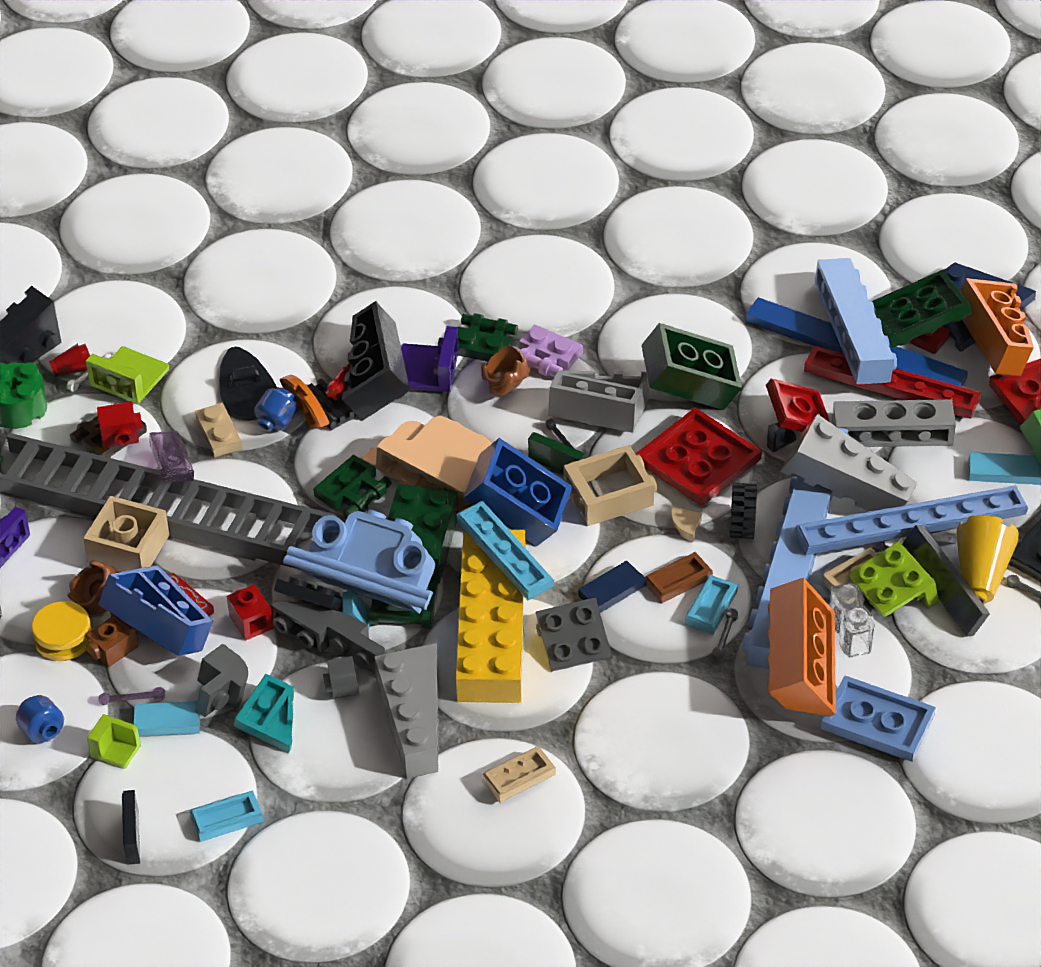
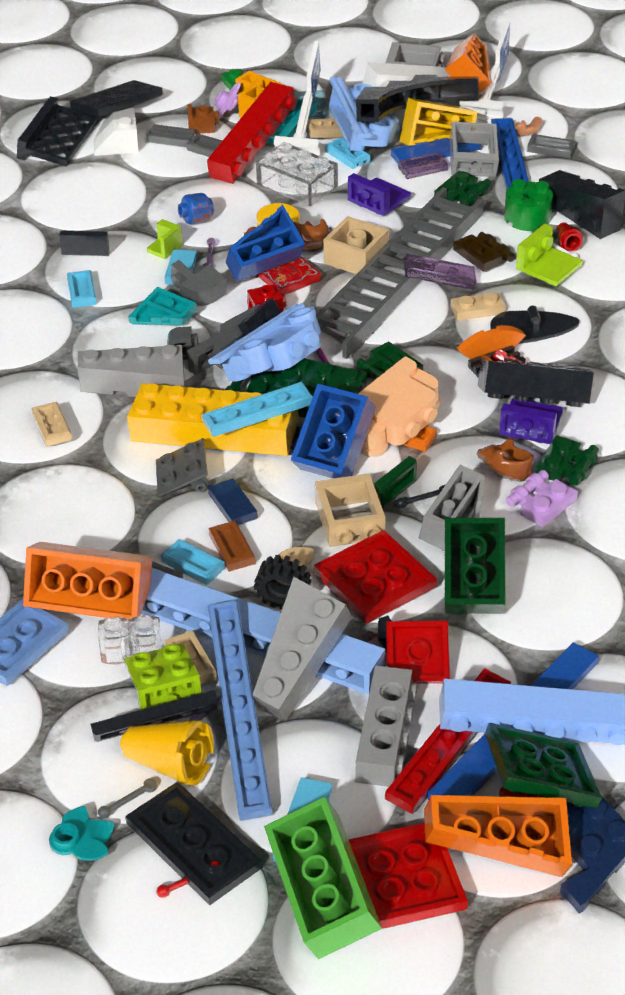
camera: 100 degrees right, 5 degrees down
(119, 424) = (472, 241): red brick -> none
(275, 409) = (482, 320): blue head -> none

